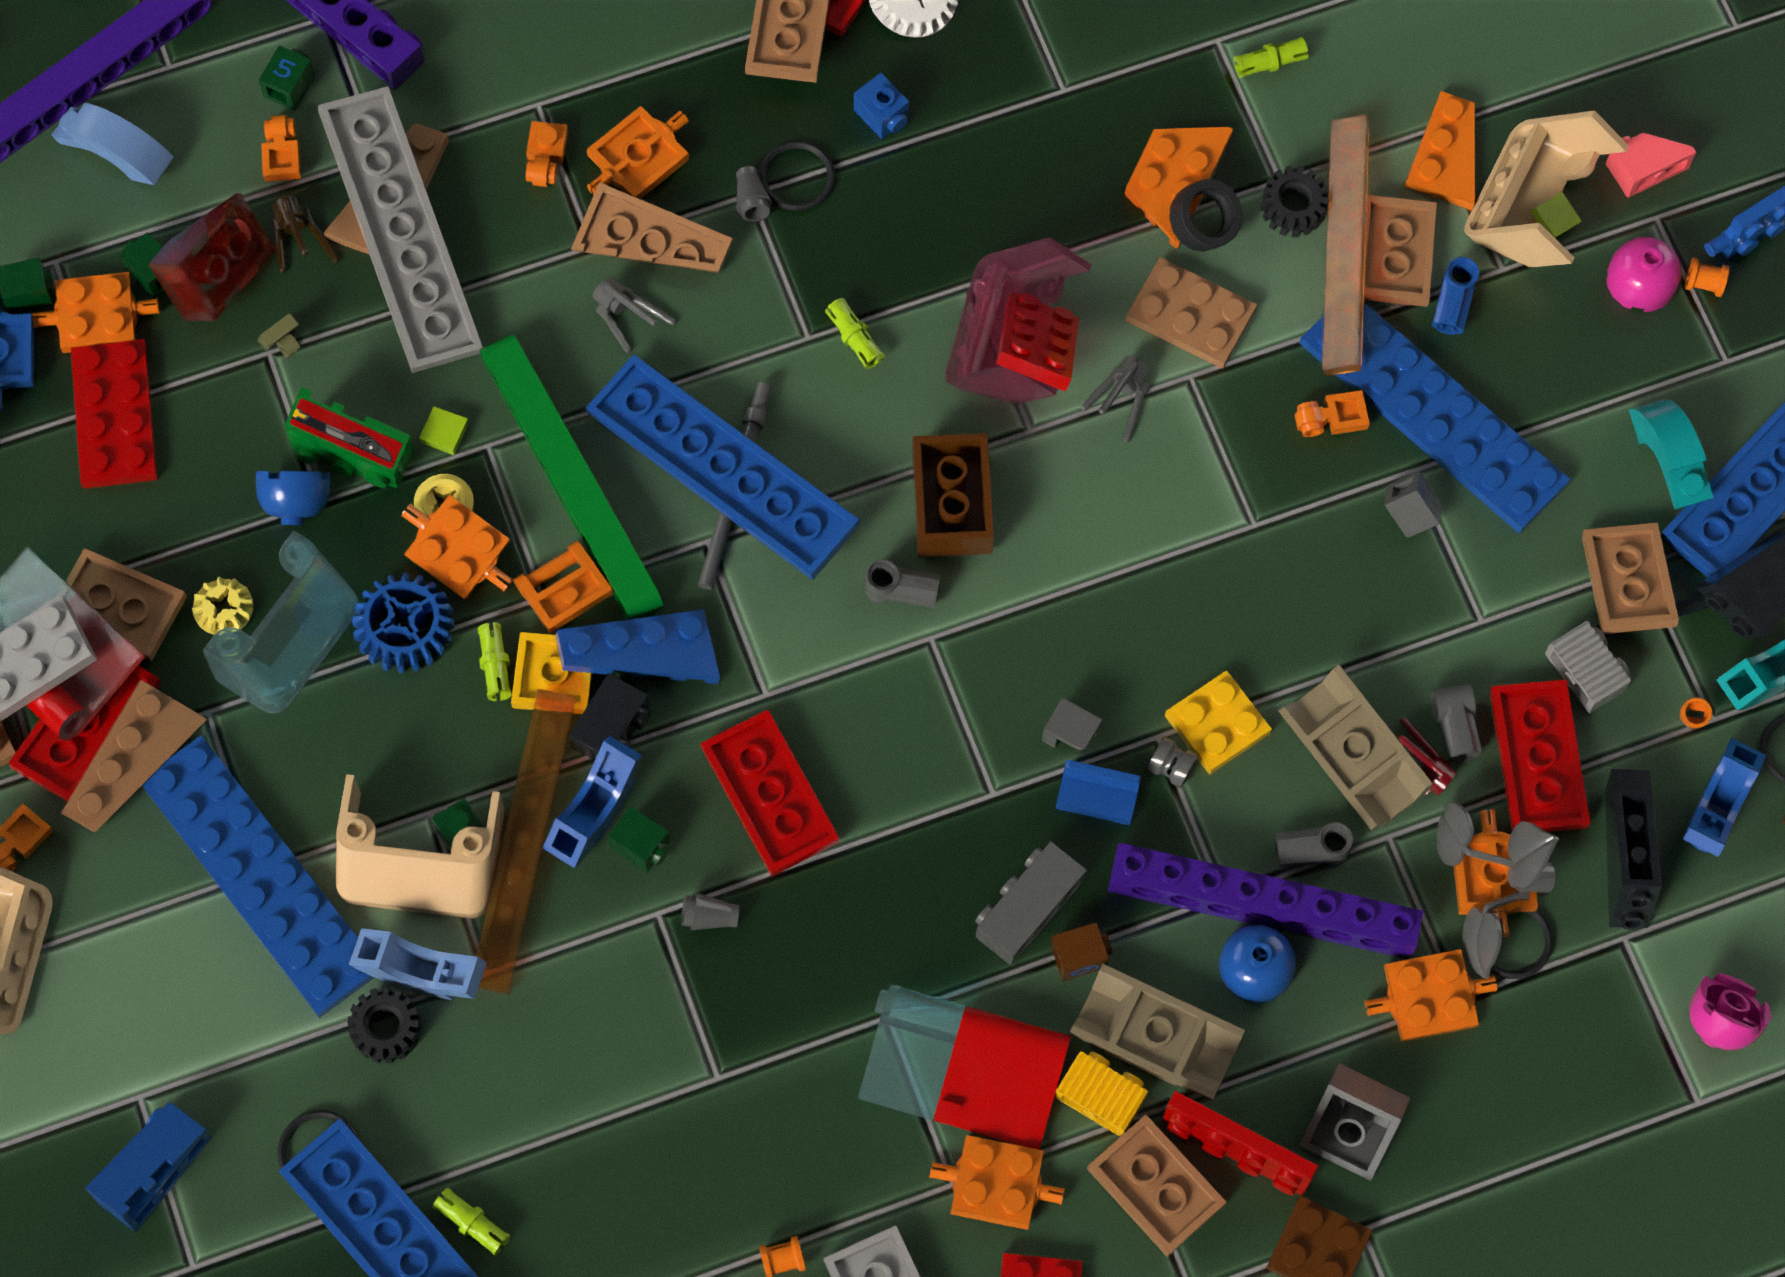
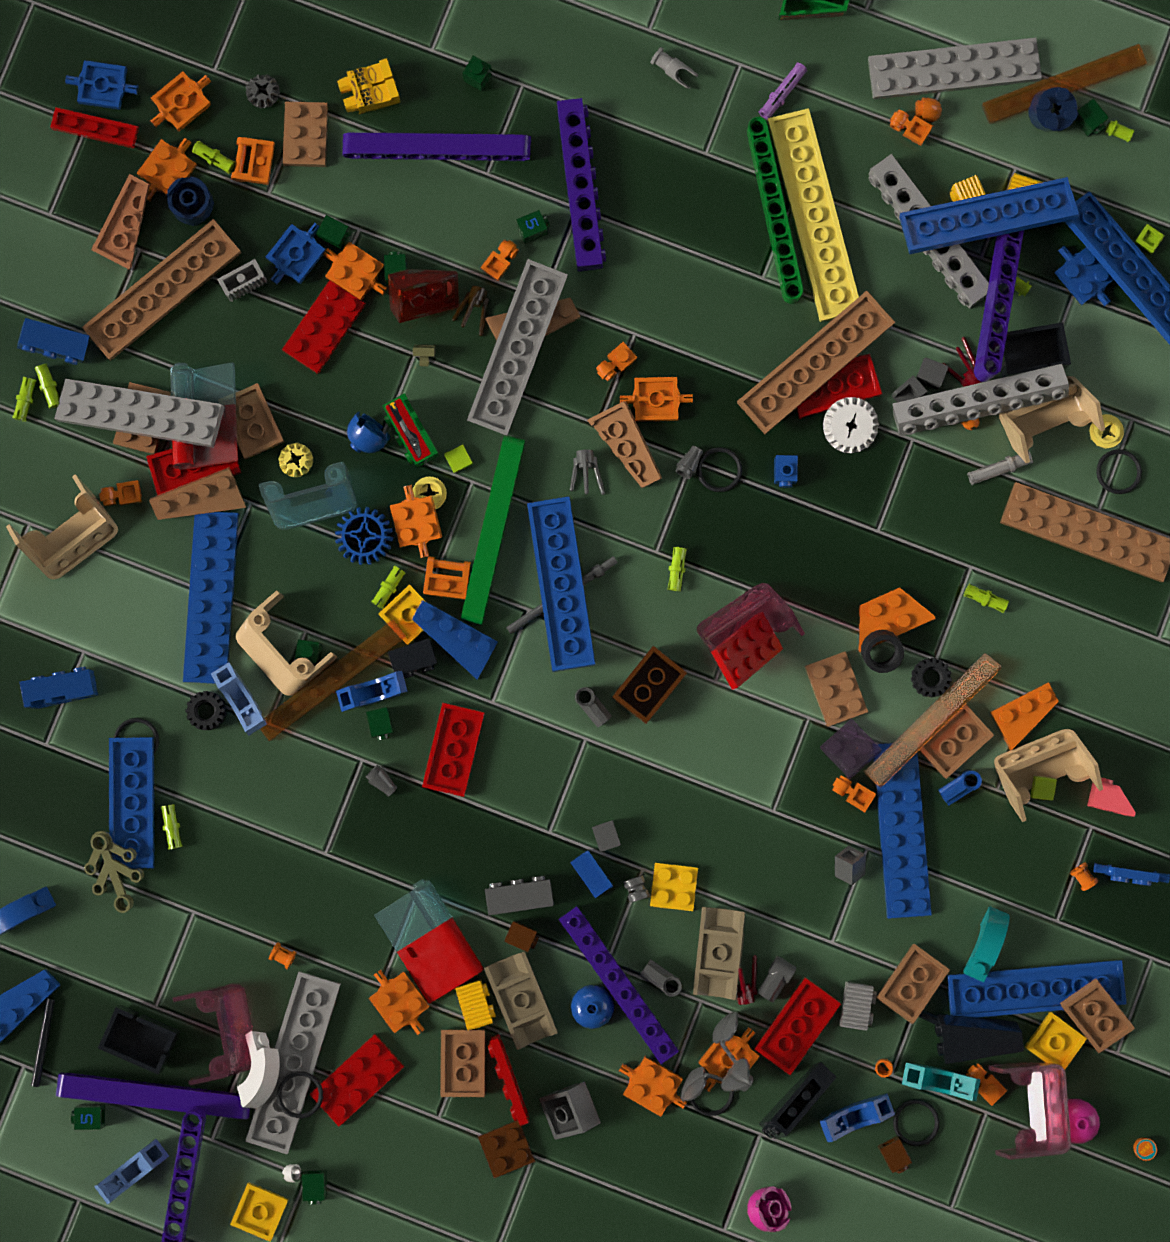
camera: 45 degrees right, 15 degrees up
(114, 140) = (427, 194): medium blue arch -> none
(1126, 378) = (780, 696): dark grey plant -> none
(1278, 365) = (850, 749): none -> clear purple plate
(1644, 274) = (1057, 849): dark pink cylinder -> none

